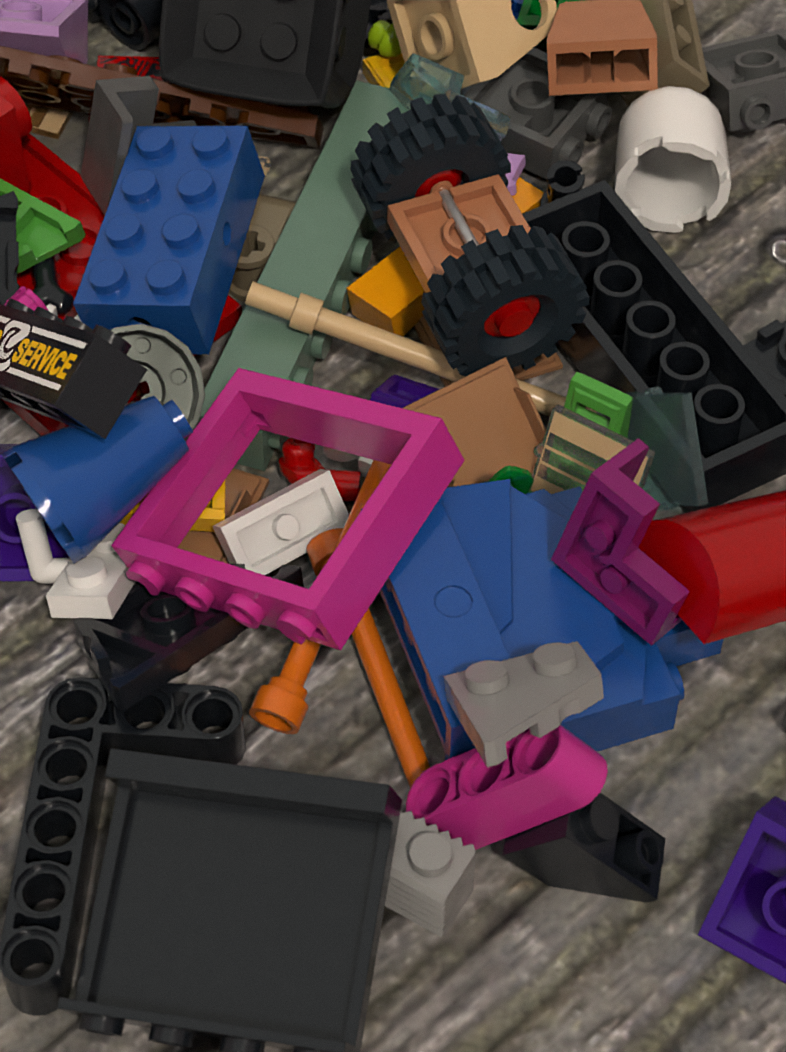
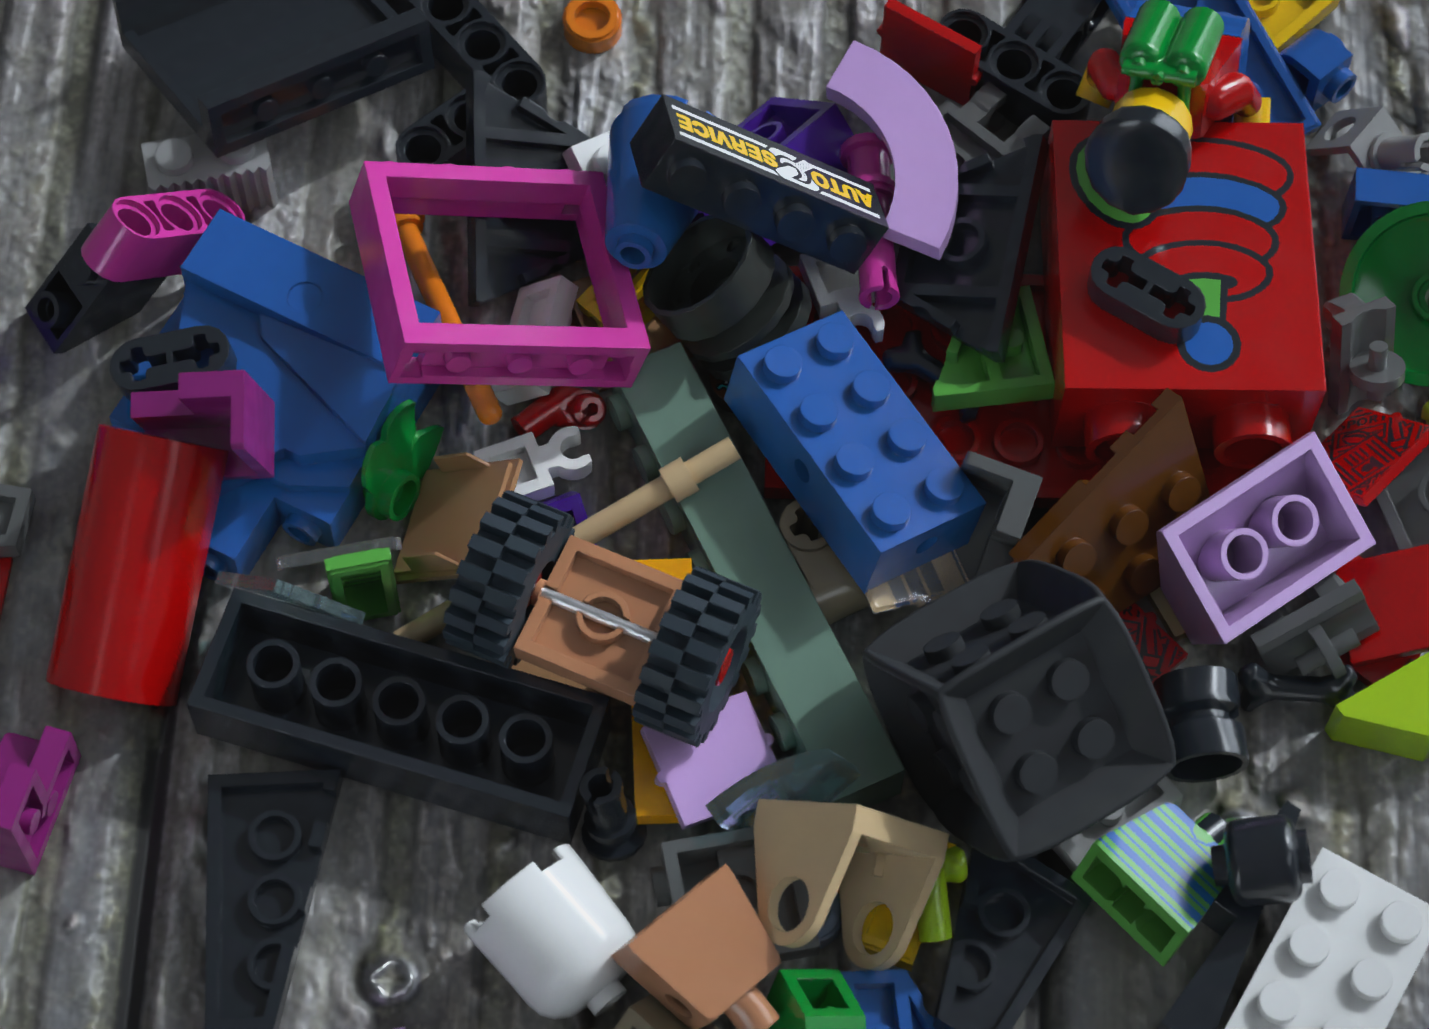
camera: 135 degrees right, 10 degrees up
(522, 693) = (175, 233): light grey wing -> none
(609, 641) = (169, 355): none -> black beam

